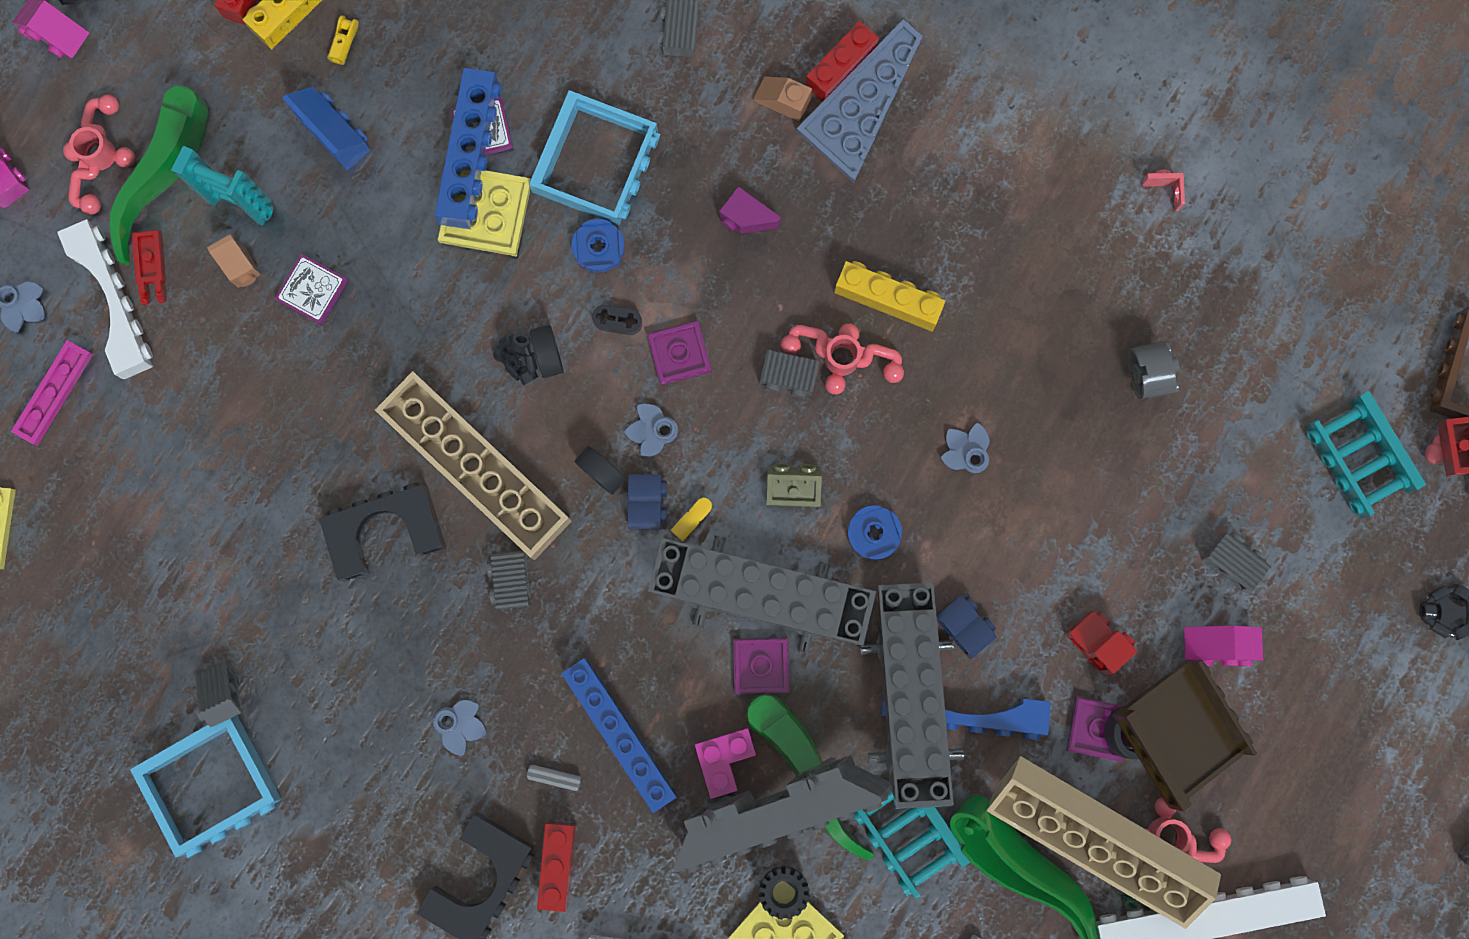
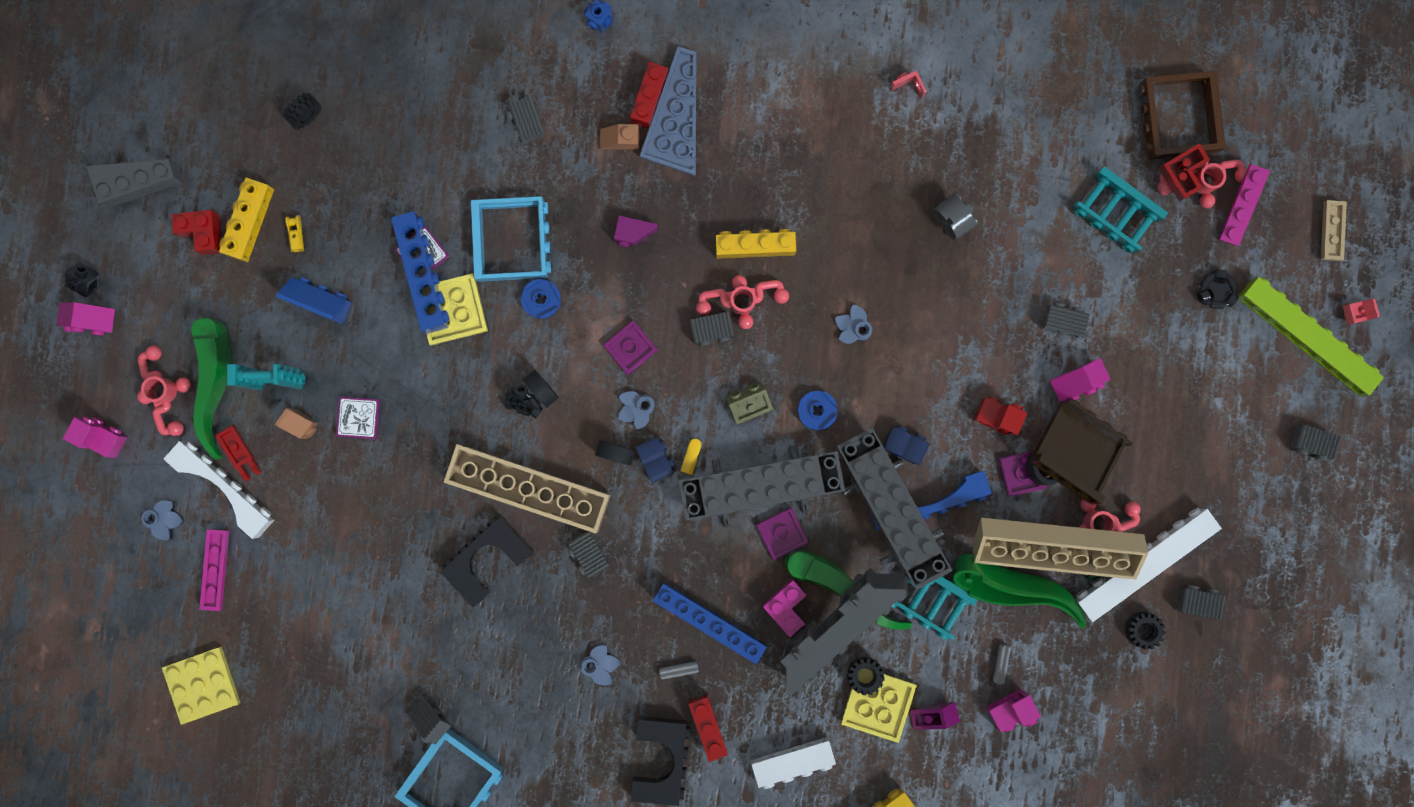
camera: 30 degrees left, 5 degrees up
(617, 313) = (579, 348): black beam -> none

